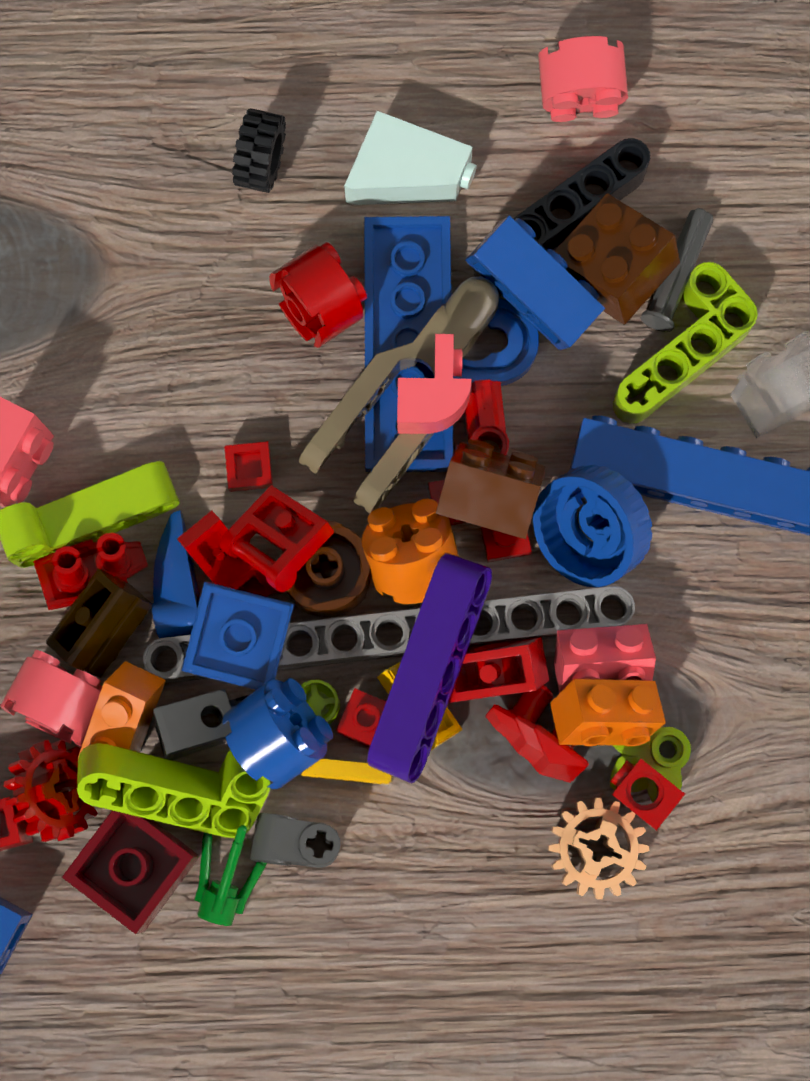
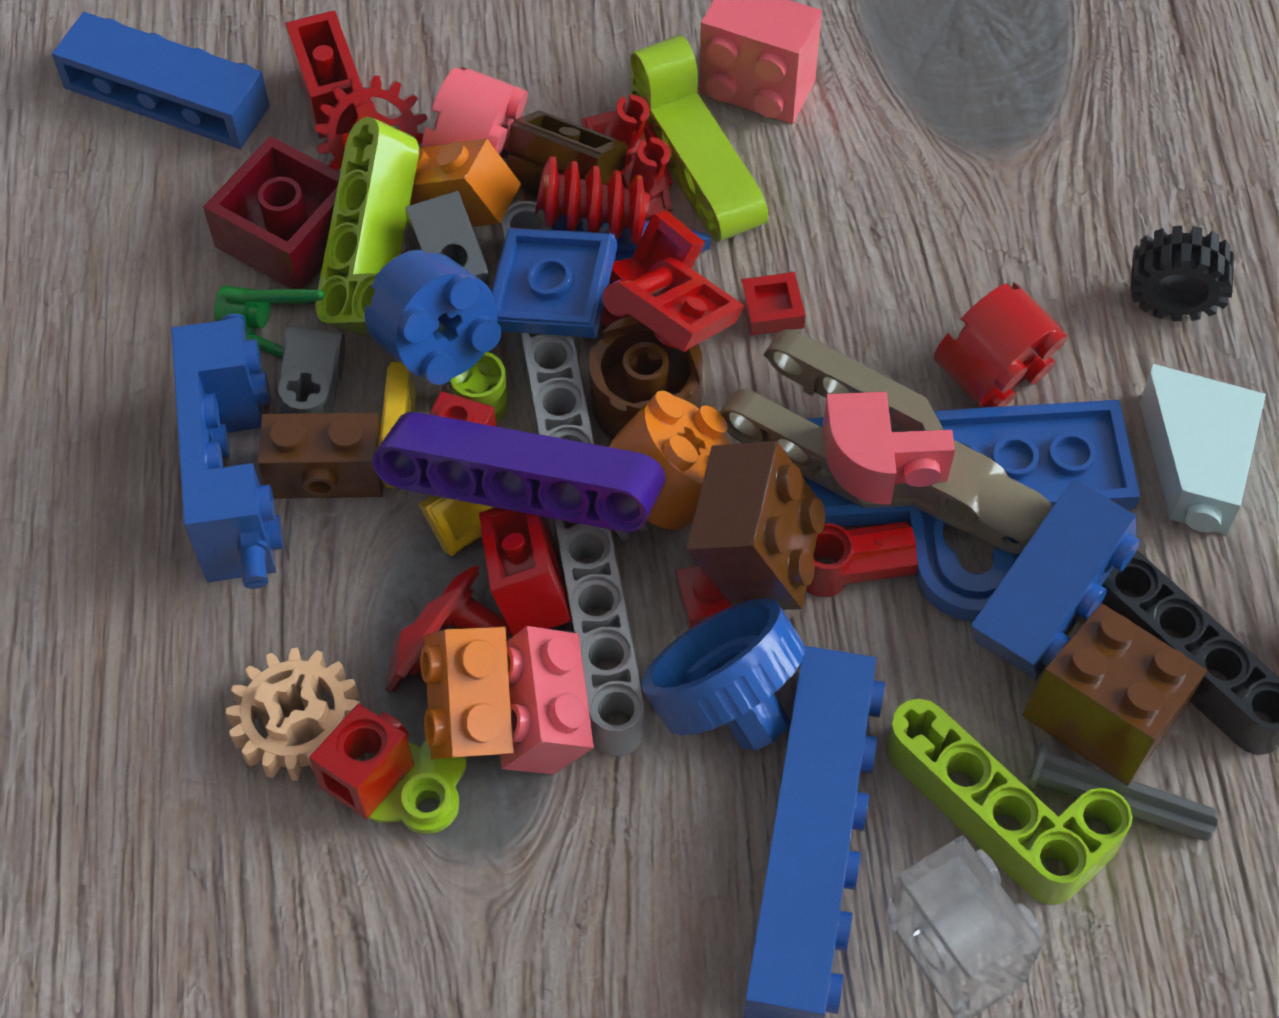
camera: 85 degrees right, 20 degrees down
(160, 598) = (592, 200): none -> red piece
(306, 915) = (223, 507): none -> blue brick
(375, 830) = (320, 455): none -> reddish brown brick

